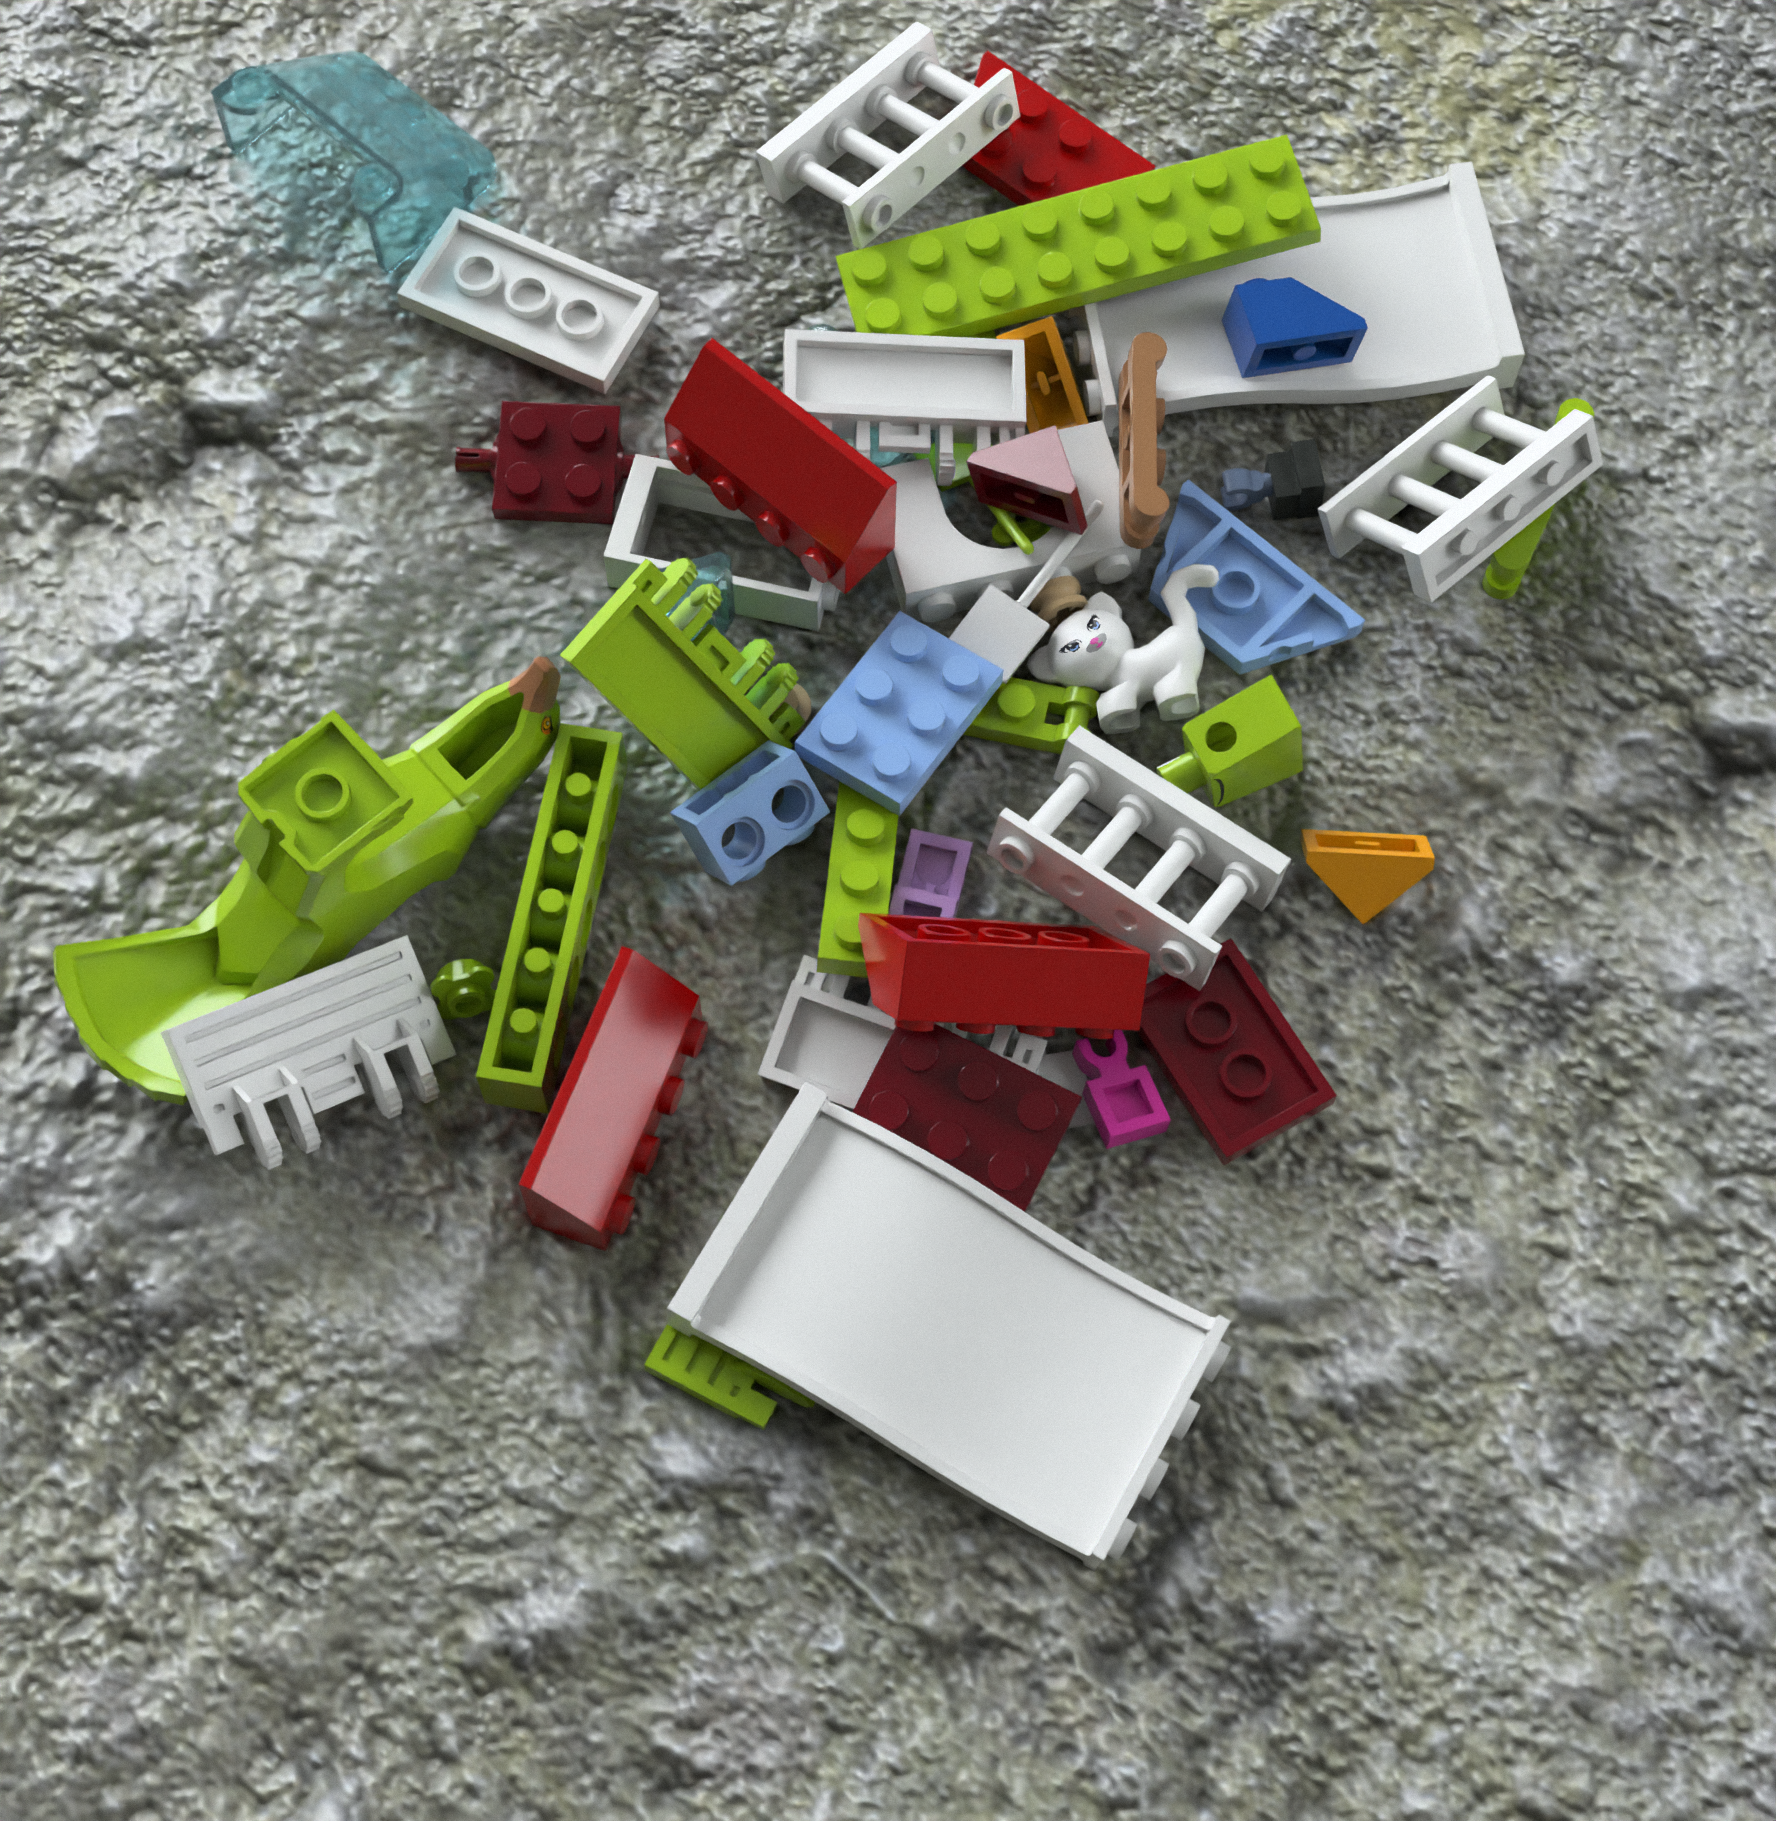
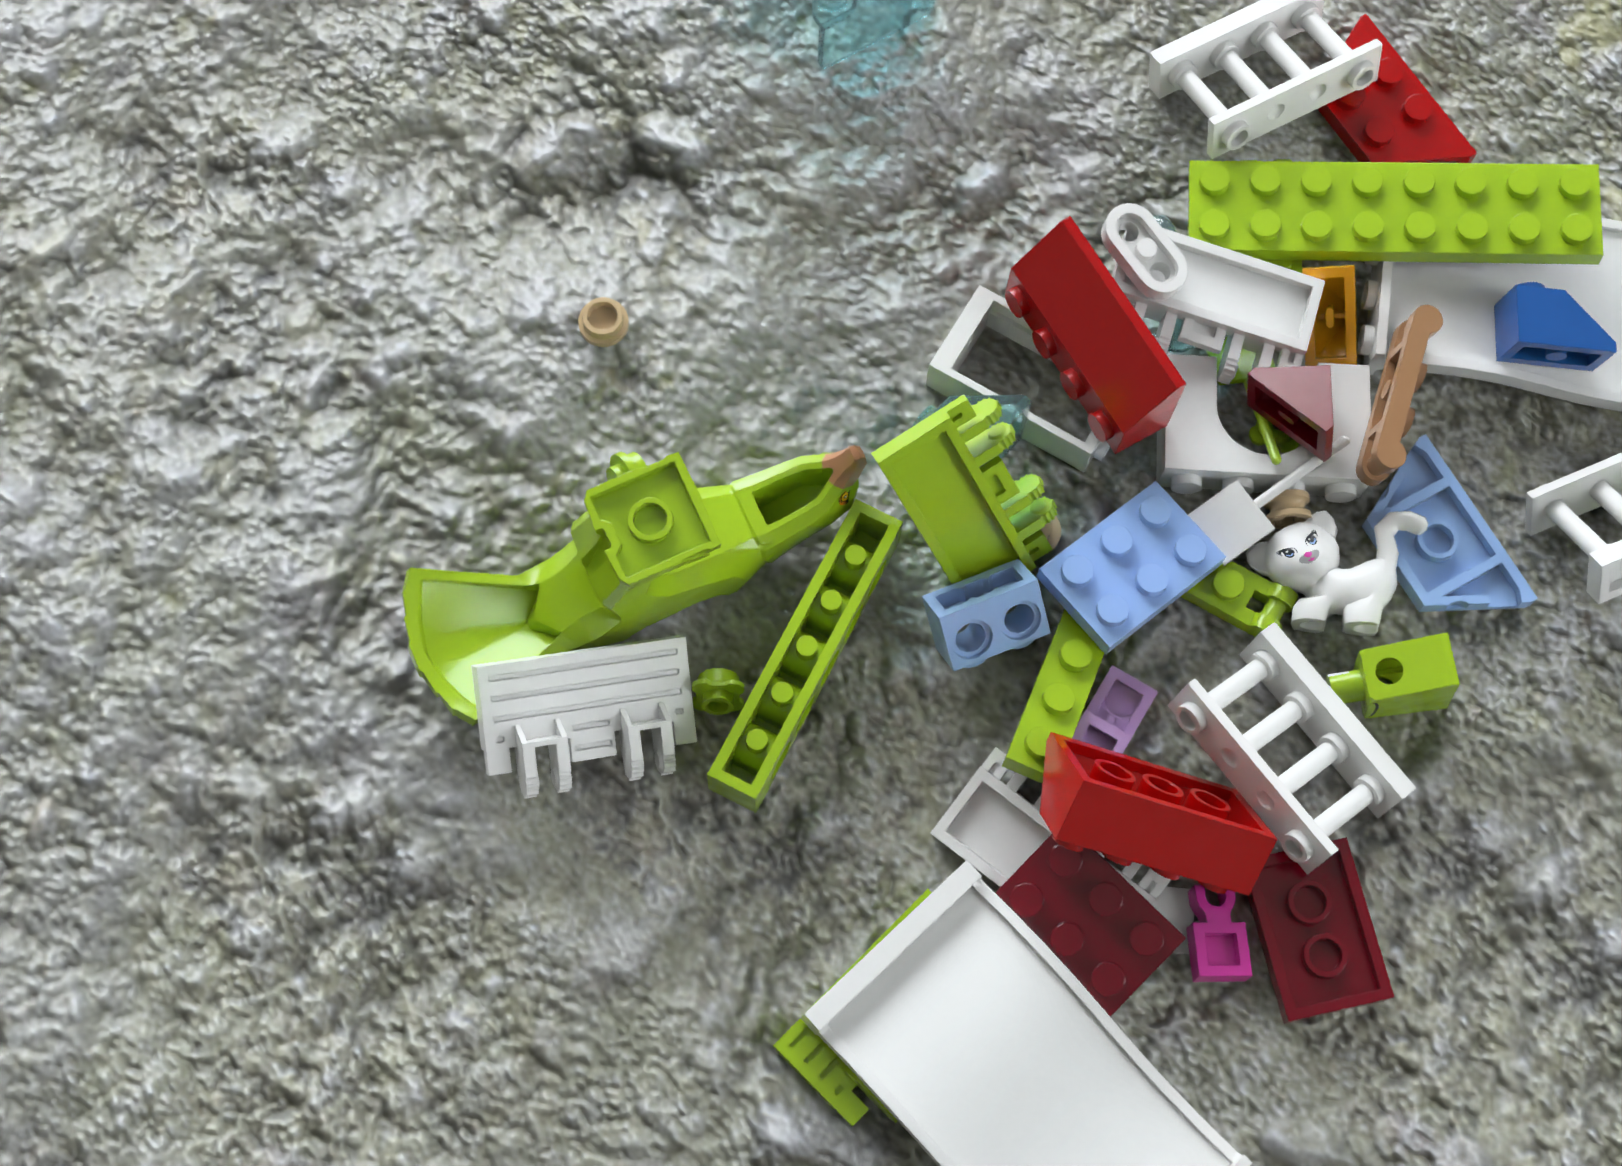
camera: 15 degrees right, 5 degrees up
(209, 618) = (603, 322): none -> tan plate
(529, 299) = (930, 125): white plate -> none
(554, 462) = (912, 269): dark red plate -> none
(613, 1103) = (809, 825): slope -> none
(814, 358) = (1148, 251): none -> white plate
(1290, 481) = (1509, 459): pearl dark grey piece -> none
(1366, 867) = (1477, 808): light orange slope -> none

